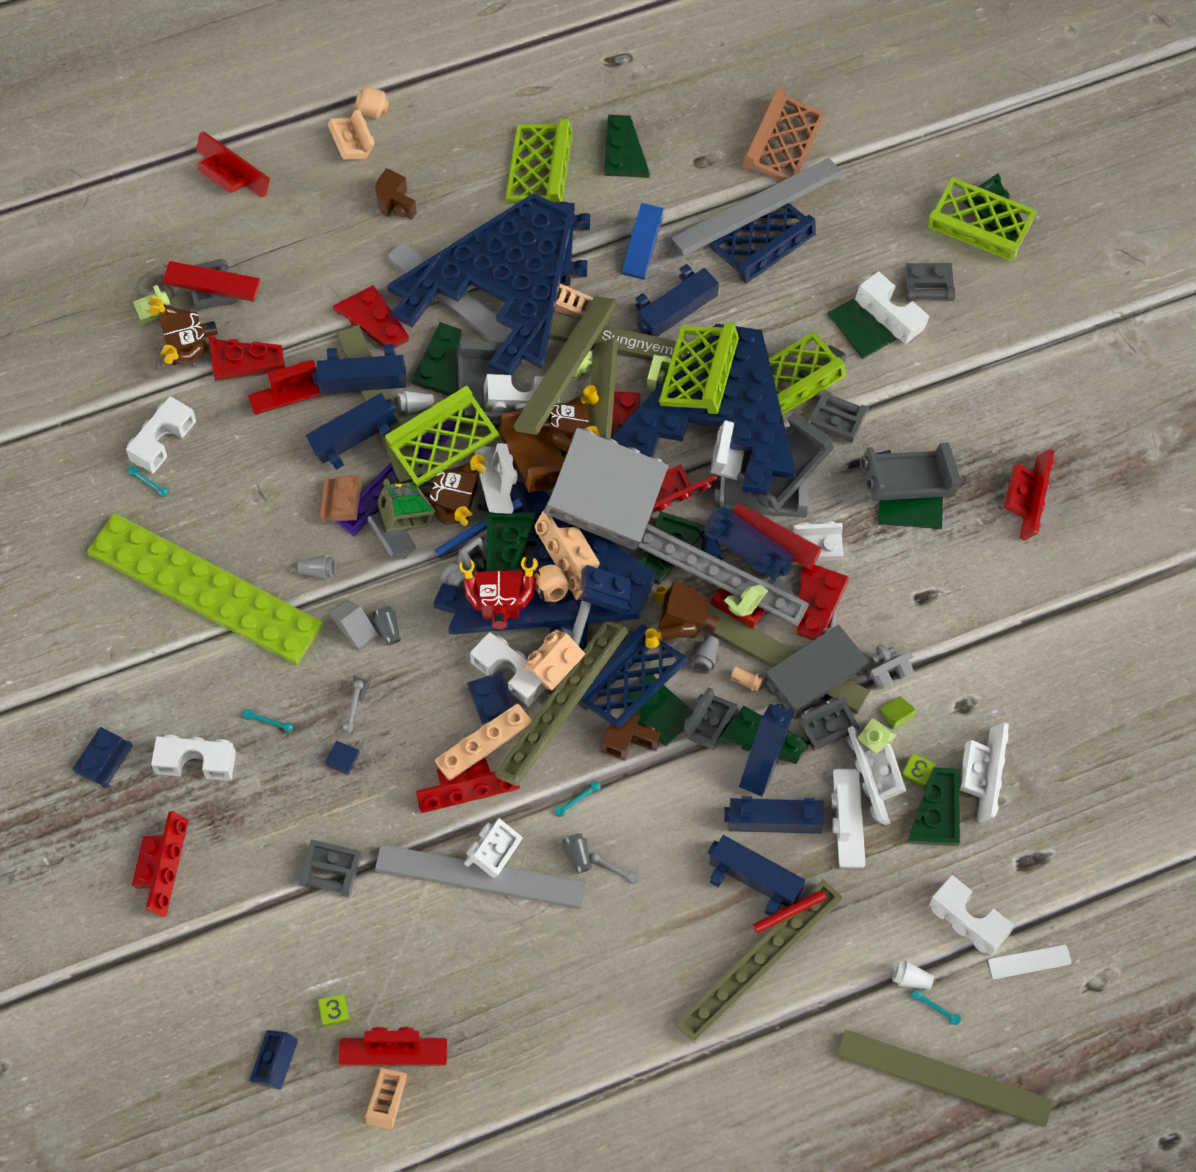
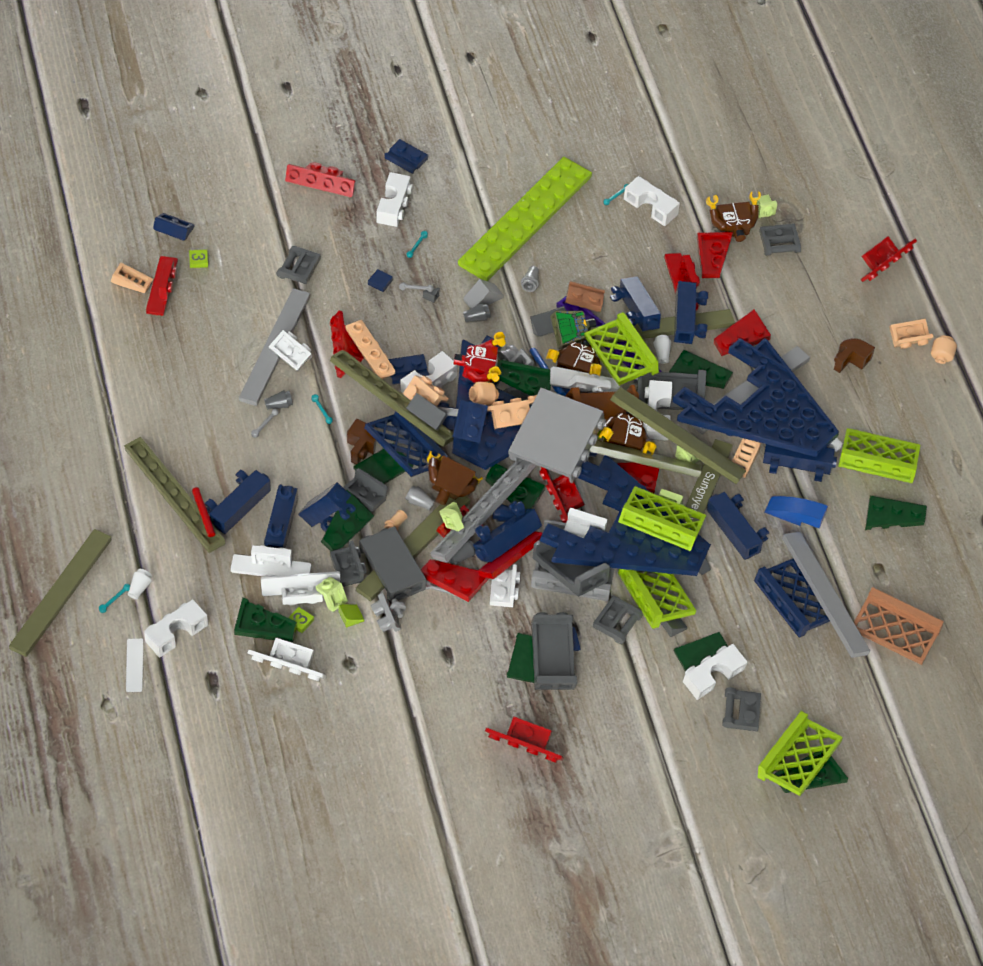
camera: 95 degrees right, 10 degrees down
(211, 281) = (778, 235): red tile -> none
(588, 649) = (427, 411): none -> dark grey tile

